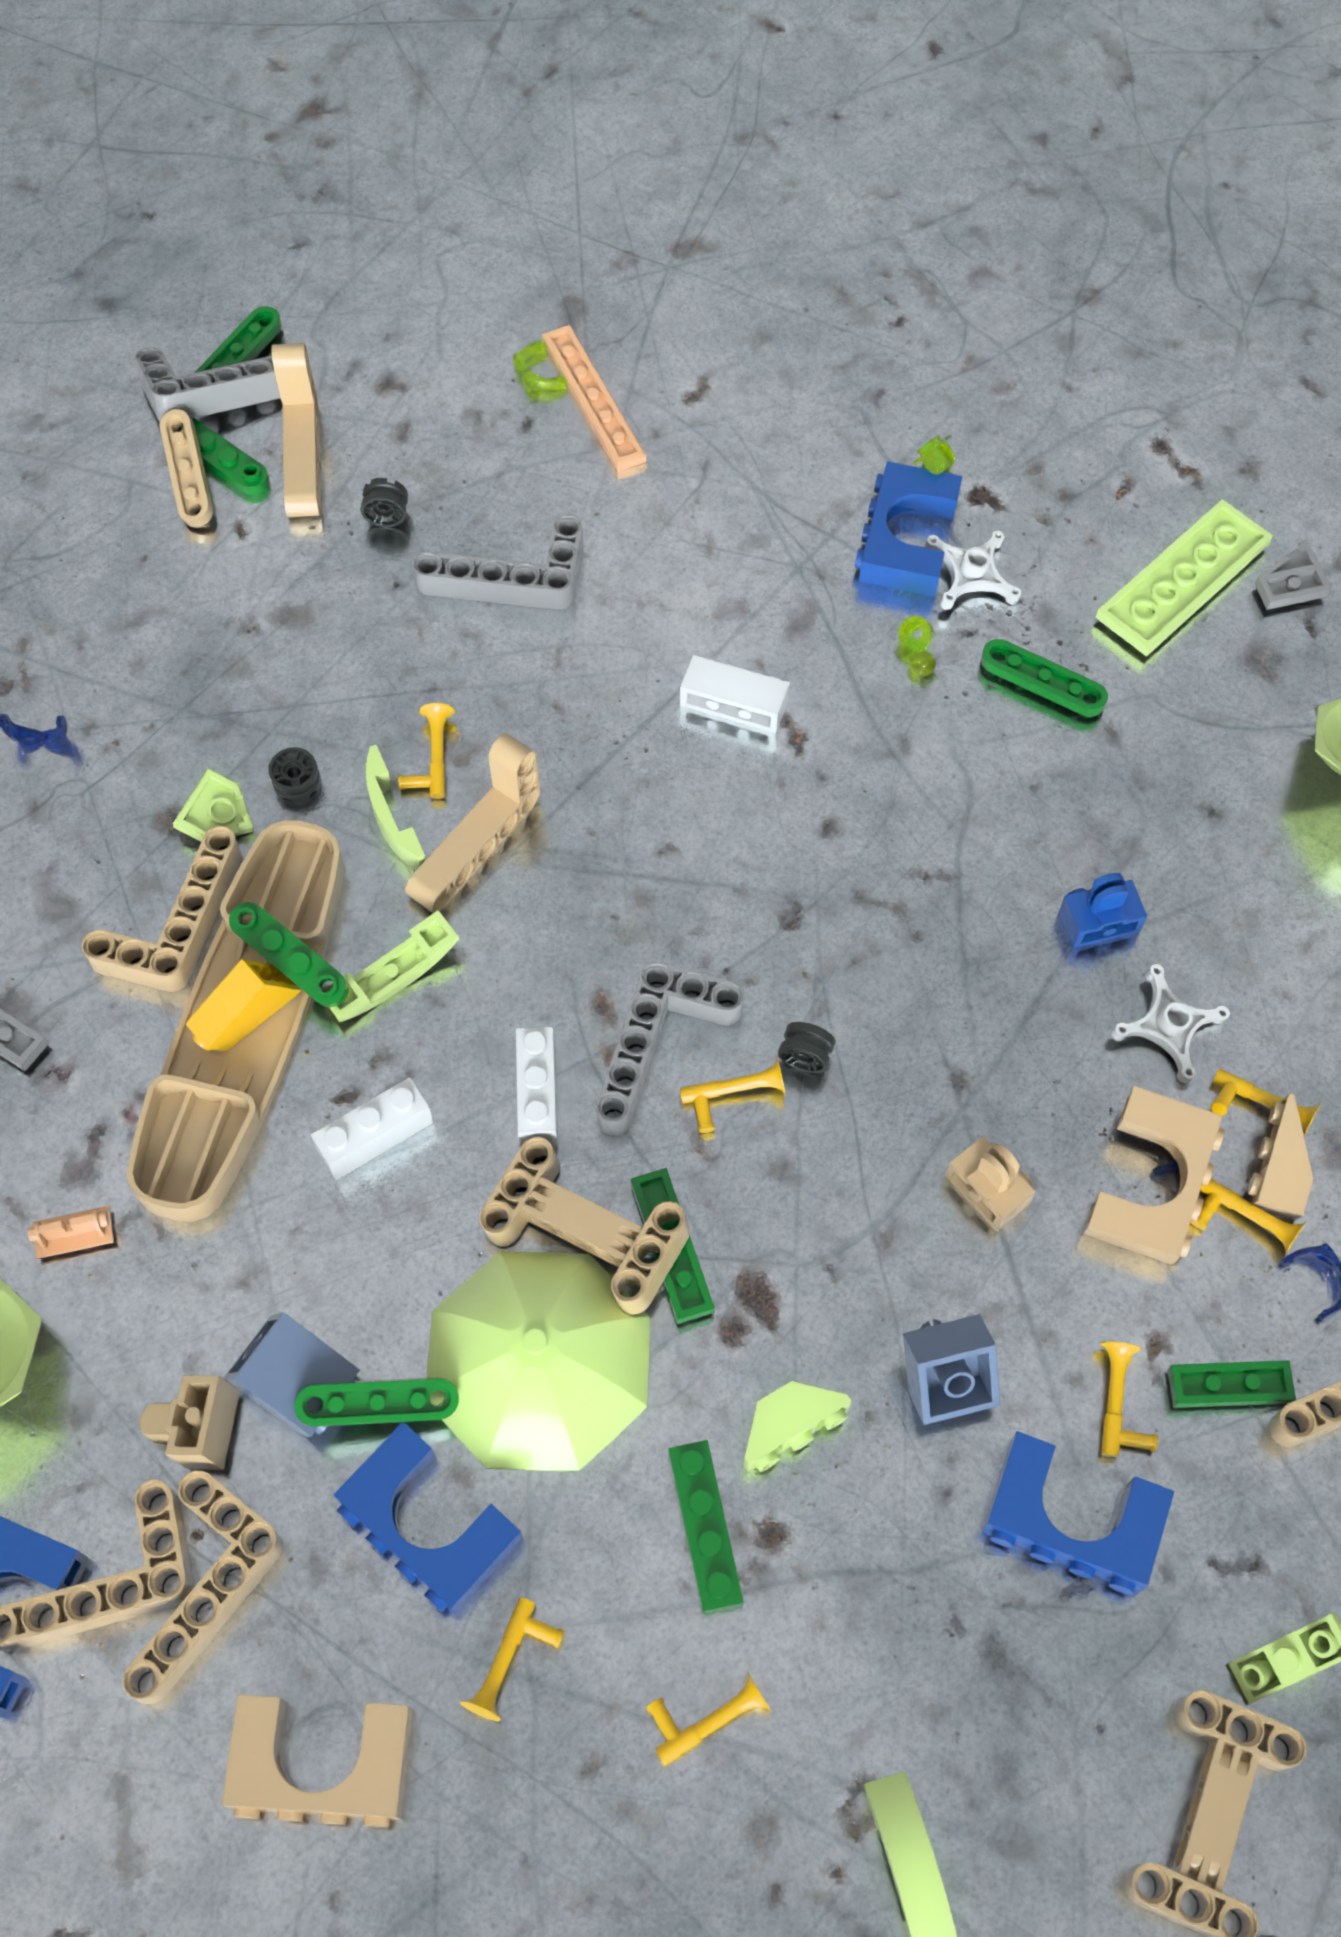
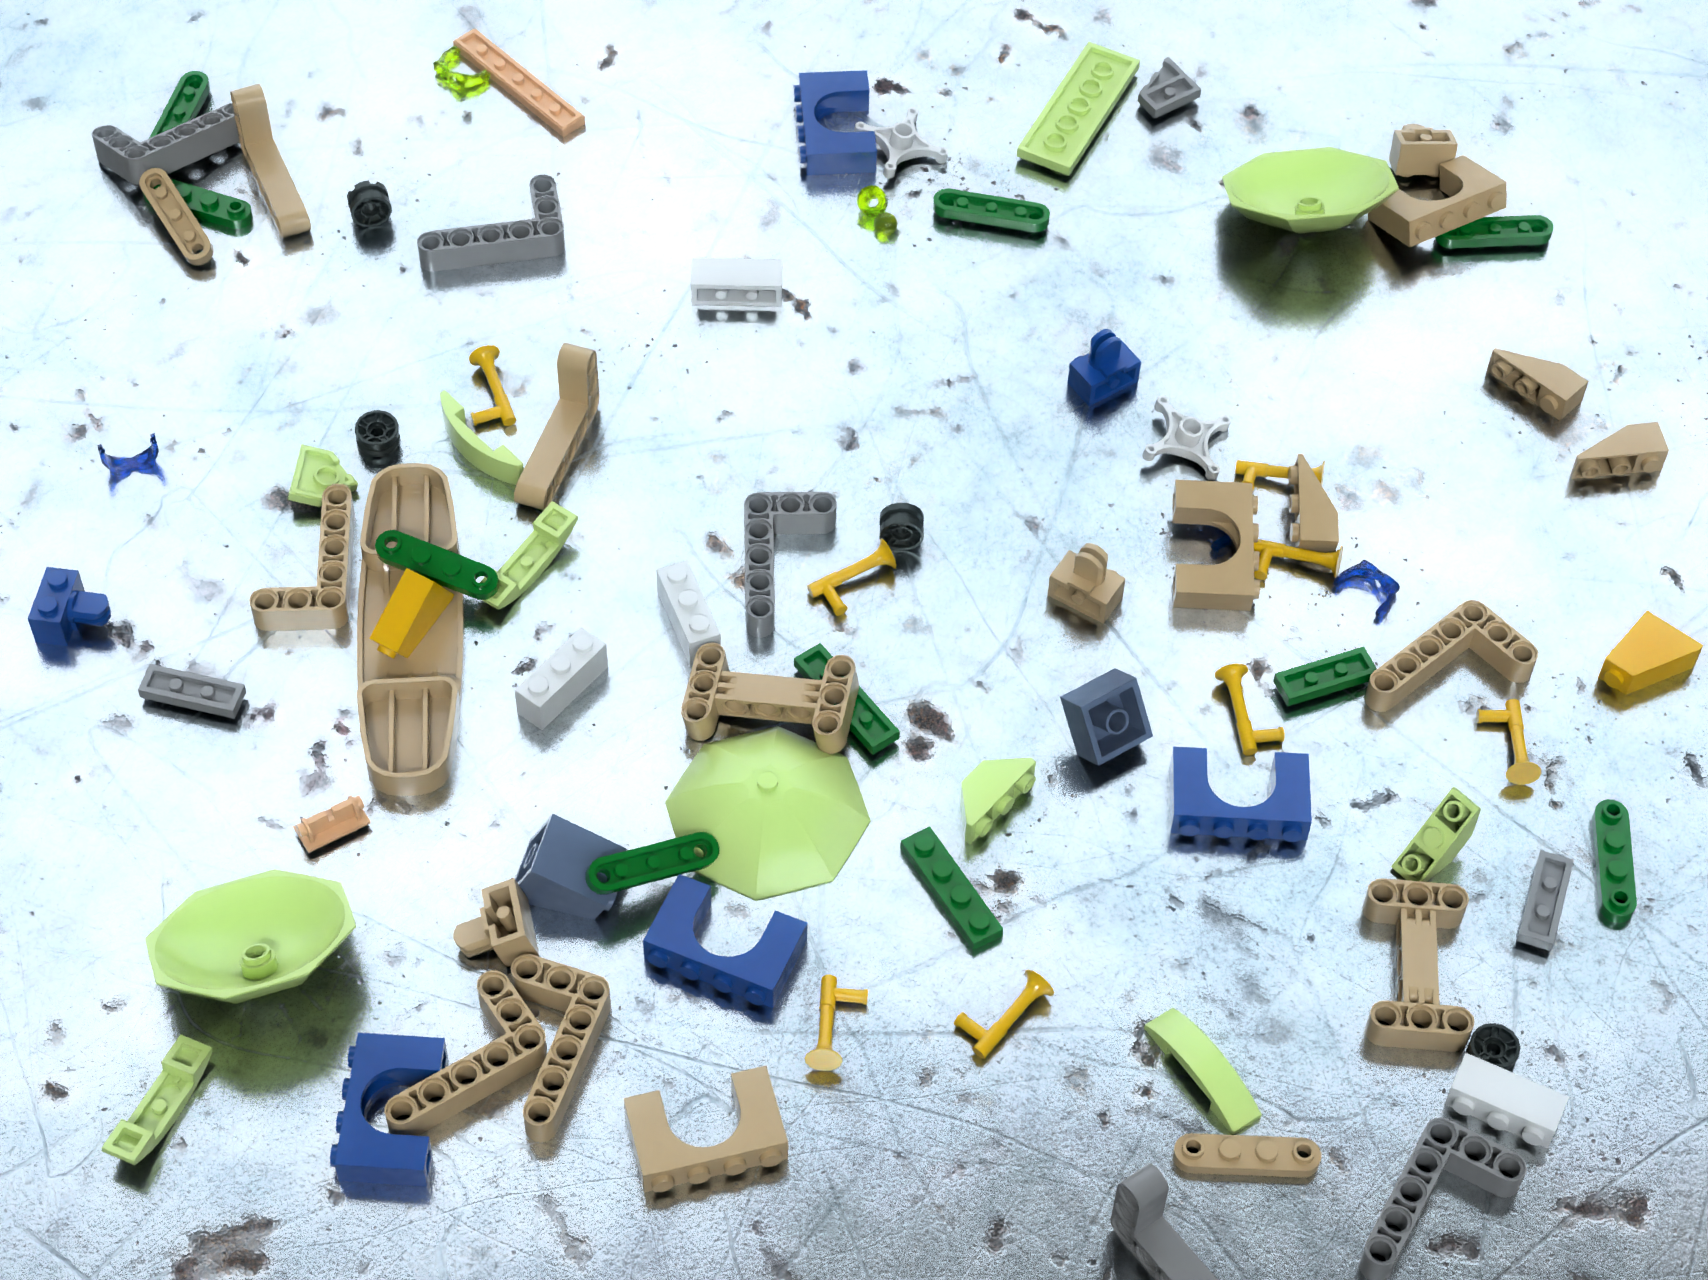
camera: 20 degrees left, 10 degrees down
(936, 455) = (838, 59): clear neon green hinge -> none

